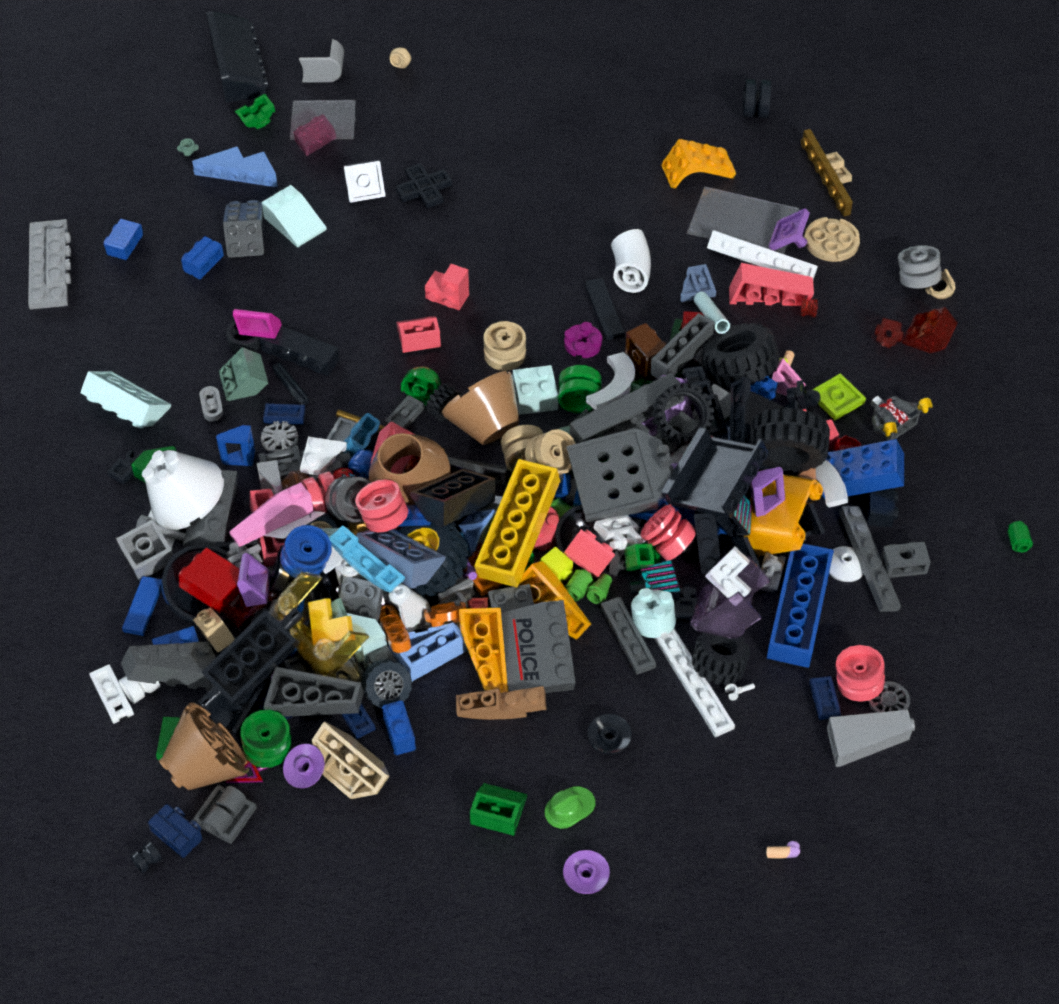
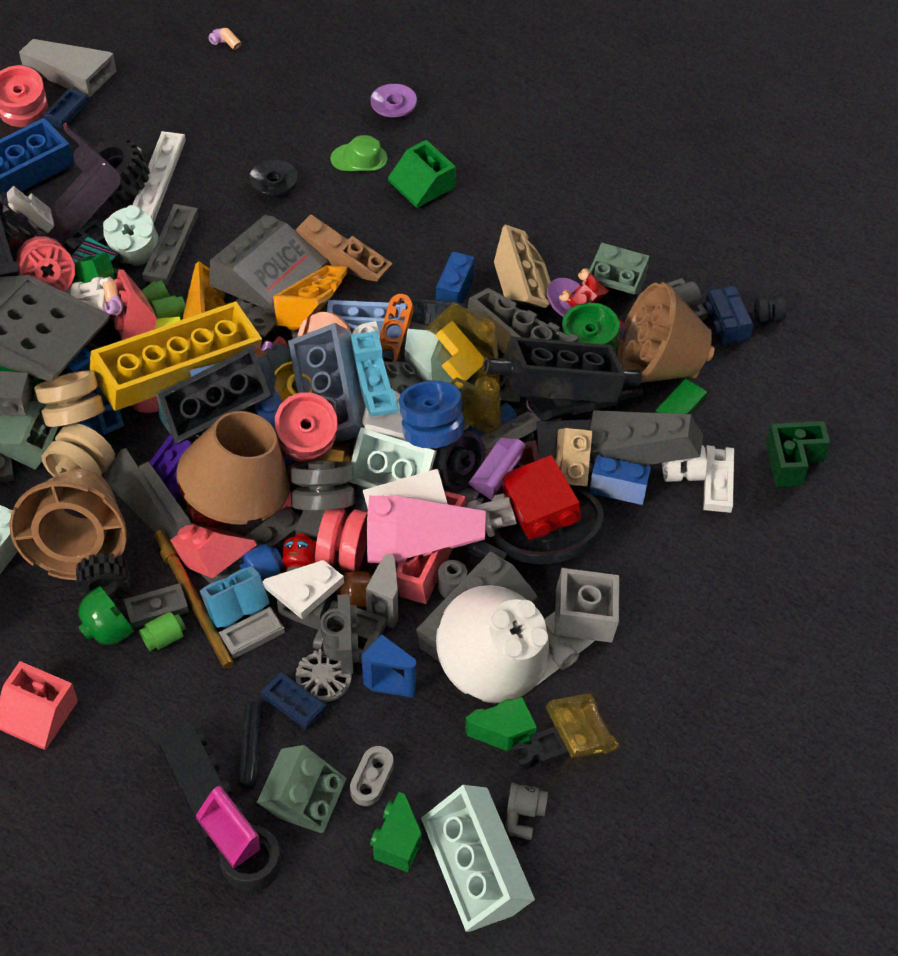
camera: 145 degrees left, 0 degrees up
(67, 738) = (793, 447): none -> dark green brick
(110, 482) = (575, 728): none -> clear yellow plate
(115, 434) = (527, 802): none -> dark grey piece
(142, 606) = (631, 554): blue tile -> none
(173, 384) = (399, 836): none -> green slope
(238, 514) = (450, 576): none -> dark grey brick
(274, 436) = (340, 634): none -> dark grey plate
(281, 809) = (620, 268): none -> sand green slope
(287, 763) = (587, 292): none -> red piece
(387, 402) = (162, 631): none -> bright green brick
(602, 533) = (113, 302): none -> arm

